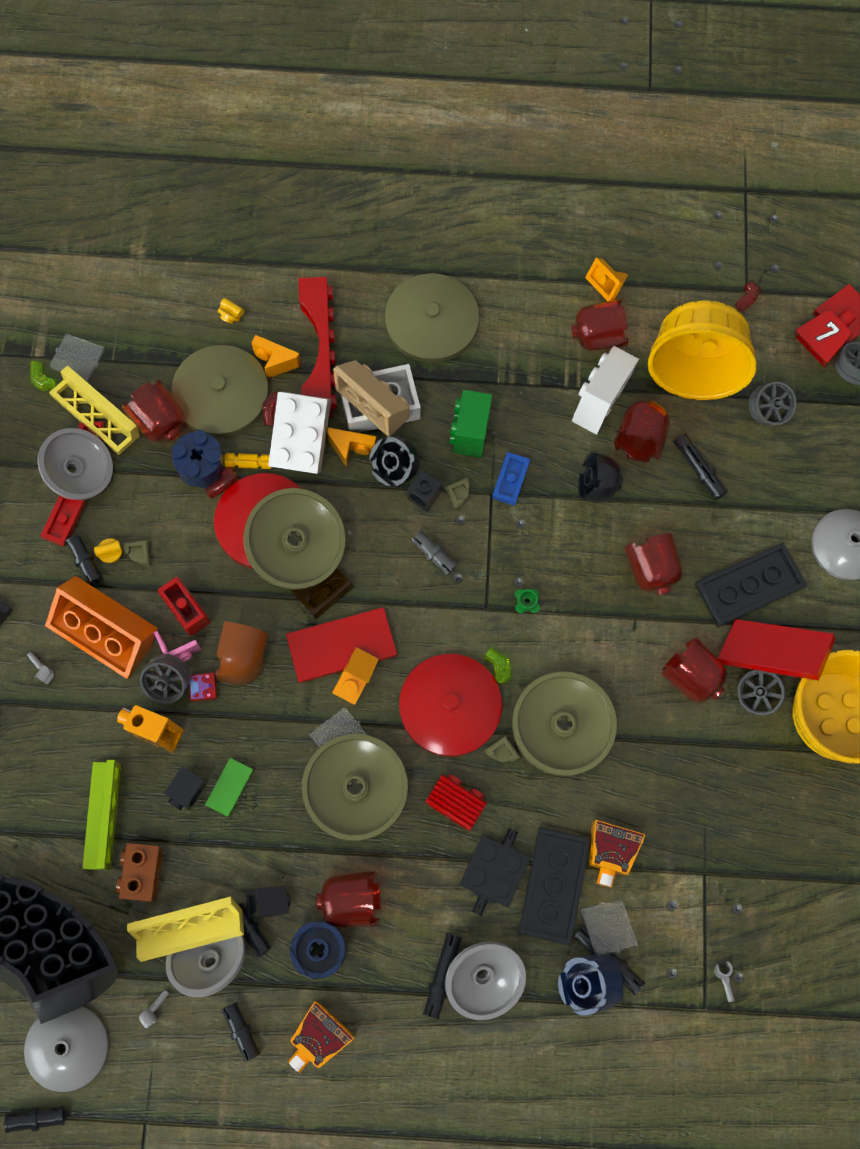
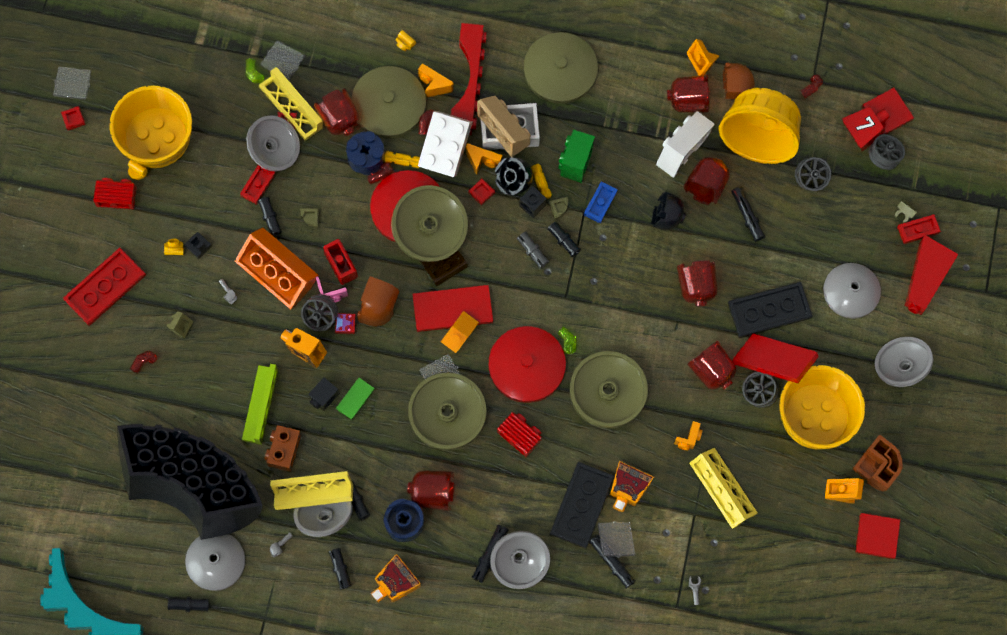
camera: 10 degrees right, 0 degrees up
(109, 550) = (289, 212): yellow plate -> none
(267, 902) = (372, 482): black brick -> none
(356, 487) = (481, 192): none -> red tile
(430, 462) = (541, 181): none -> yellow axle
(472, 533) = (564, 239): none -> black pin
(495, 871) = (540, 488): black plate -> none
(502, 751) = (560, 404): olive tile -> none
(522, 595) = (602, 292): green plate -> none
(591, 984) = (595, 573): dark blue brick -> none
(655, 300) = (736, 79): none -> dark orange brick
(685, 768) = (694, 435): none -> light orange bracket
(735, 834) = (721, 489): none -> light yellow fence

